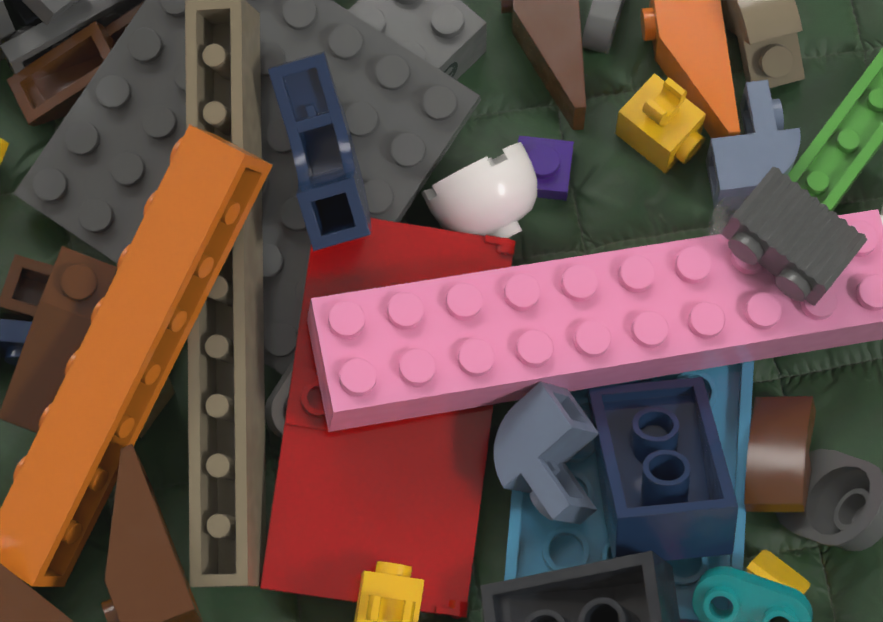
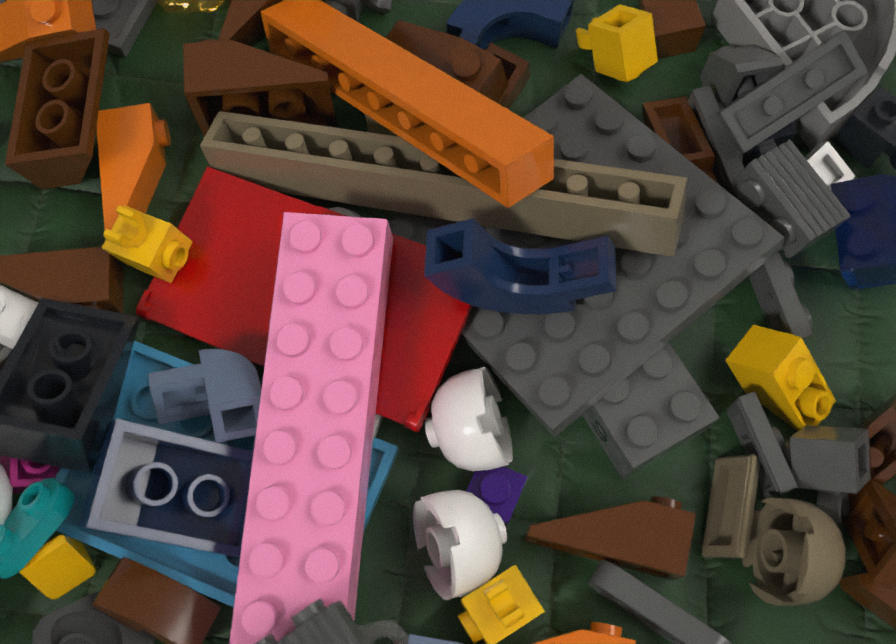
camera: 105 degrees right, 0 degrees up
(612, 176) = (460, 539): none -> white cylinder

